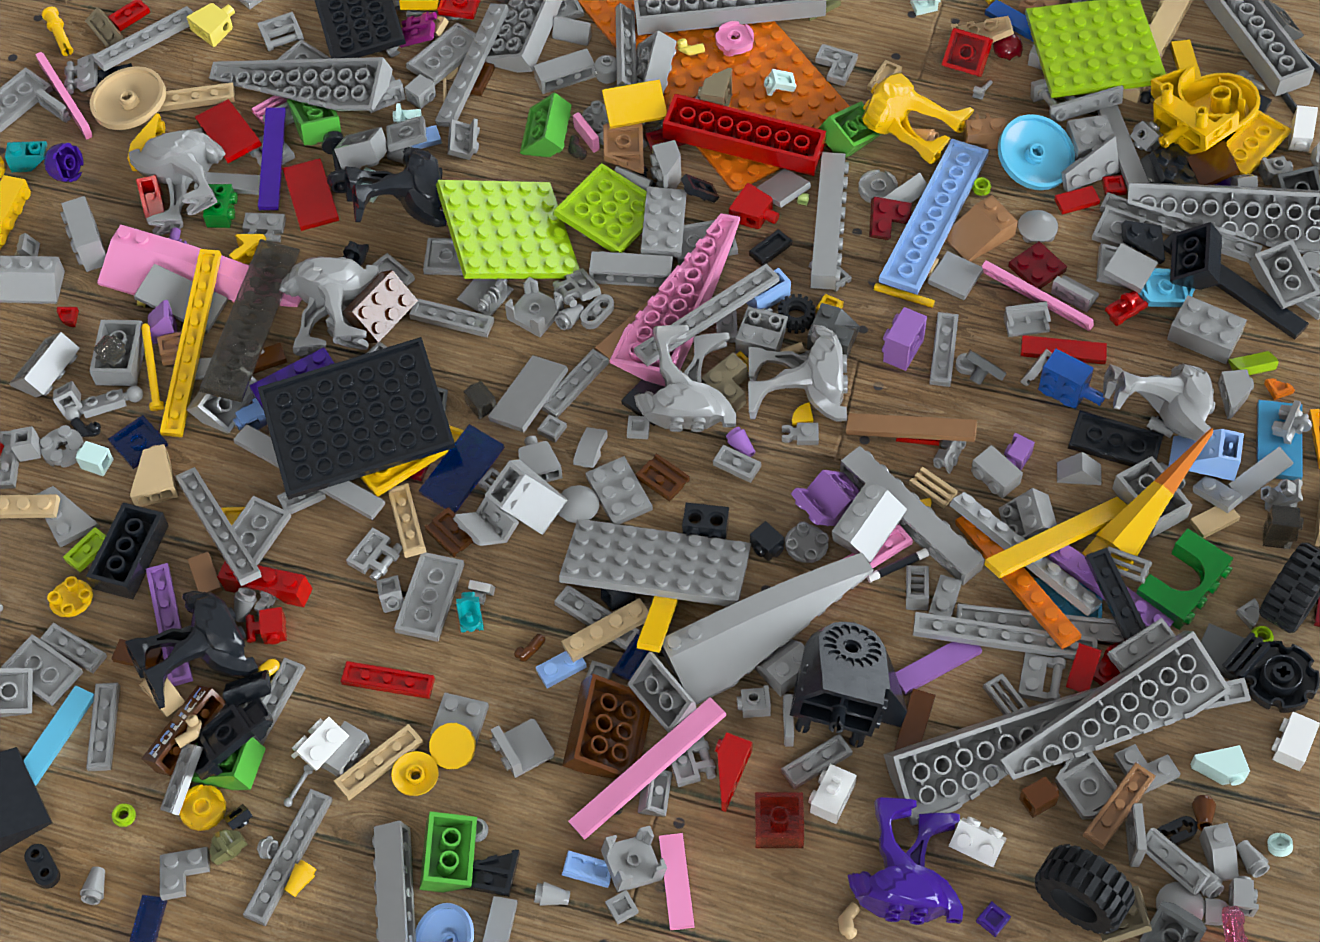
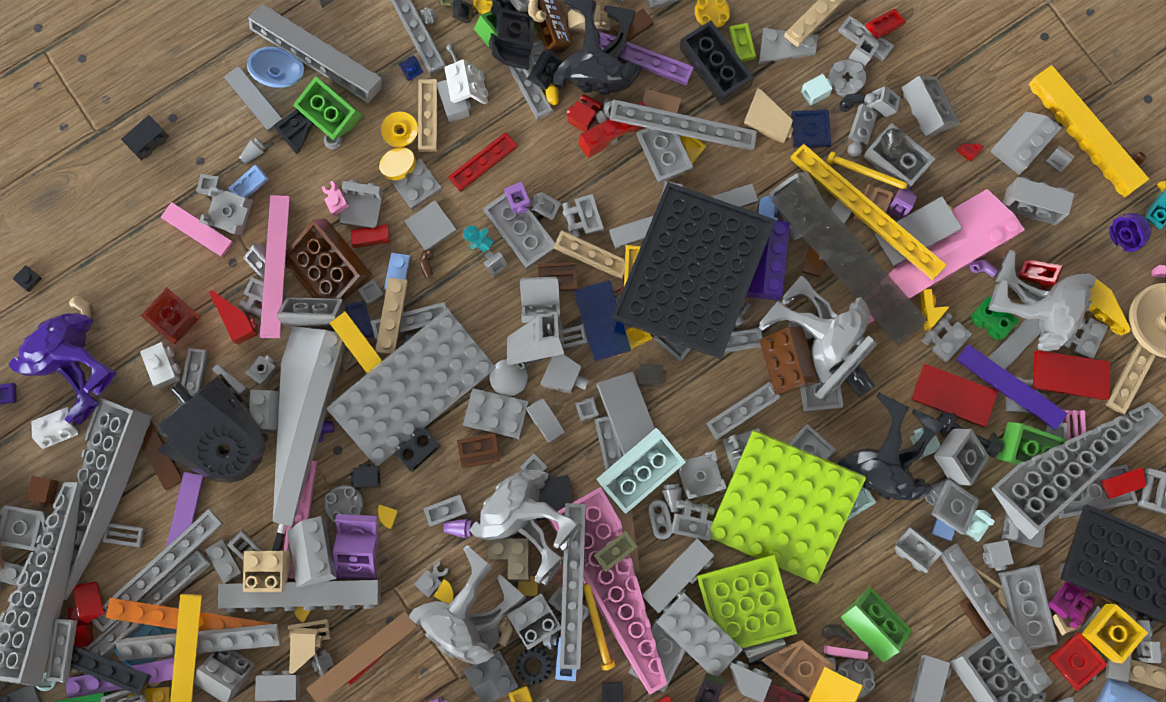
camera: 130 degrees right, 20 degrees up
(290, 51) = (1124, 483): none -> red slope
(300, 877) = (392, 21): yellow cone -> none
(339, 815) = (411, 68): none -> clear blue tile
(362, 259) = (846, 368): none -> light grey tile
(402, 600) = (517, 192): none -> medium lavender brick
(490, 674) = (430, 226): none -> light grey tile
(536, 772) = (336, 199): none -> bright pink plate
(549, 719) = (370, 236): none -> red slope
(569, 342) = (640, 470): none -> light aqua slope
(652, 308) = (615, 551): none -> olive plate
(744, 268) = (607, 663): none -> yellow bar
(782, 504) = (387, 516): none -> yellow tile
(916, 544) = (266, 570): none -> tan slope
(948, 473) = (303, 646): none -> tan slope
(1034, 674) = (119, 565): light grey plate -> none

